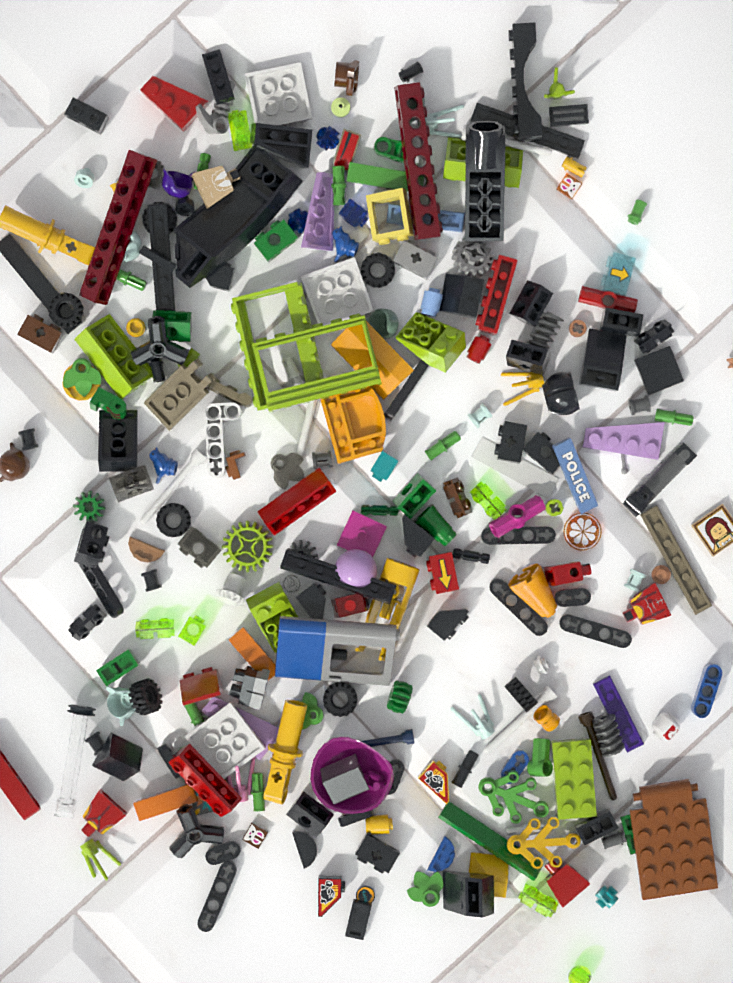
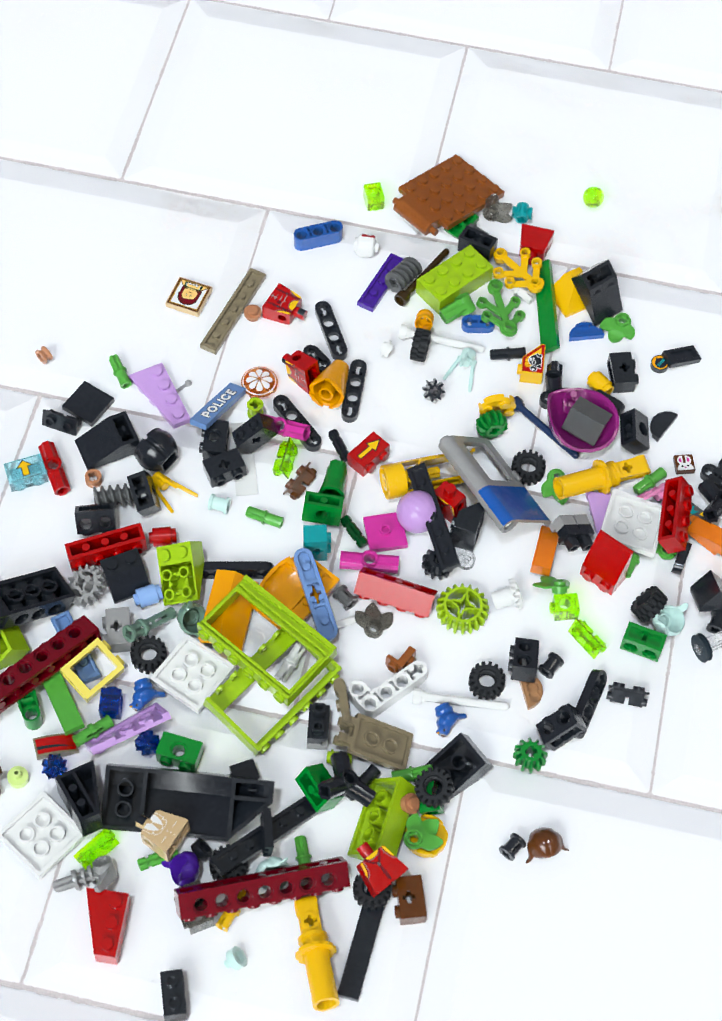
camera: 135 degrees left, 30 degrees down
(69, 320) = (379, 868): none -> red torso
(108, 418) = (428, 776): none -> black tyre
(109, 383) = (410, 803): none -> nougat plate
(131, 483) = (483, 730): clear smoke brick -> none
(135, 327) = (343, 822): yellow plate -> none
(136, 405) = (411, 773): none -> bright green axle
(164, 563) = (524, 659): none -> black brick
(210, 551) = (491, 634): clear smoke brick -> none
(217, 635) = (558, 586): none -> bright green plate
(218, 77) = (56, 897): black tile -> none
(224, 360) = (318, 726): none -> black hips
(267, 608) = (501, 553): lime slope -> none
(317, 428) = (309, 576): none -> medium blue piece
(329, 892) = (680, 386): slope -> none
(331, 510) = (358, 560): none -> dark pink piece
(399, 277) = (136, 629): none -> sand green pin
(408, 719) = (498, 402): none -> yellow plate
(410, 788) = (553, 376): none -> black piece
(415, 537) = (357, 485): black slope -> none
(446, 621) = (404, 429): black slope -> none
(469, 674) = (436, 393): none -> black gear
(523, 486) = (254, 433): none -> black brick
(545, 904) = (562, 253): clear neon green hinge -> none
(621, 322) = (66, 445): black brick -> none
(626, 870) = (498, 211): none -> clear smoke plate
(635, 580) = (270, 325): light aqua bush -> none
(639, 405) = (127, 398): dark grey bush -> none
(659, 479) = (204, 356): piece -> none
(723, 778) = (373, 196): none -> clear neon green brick

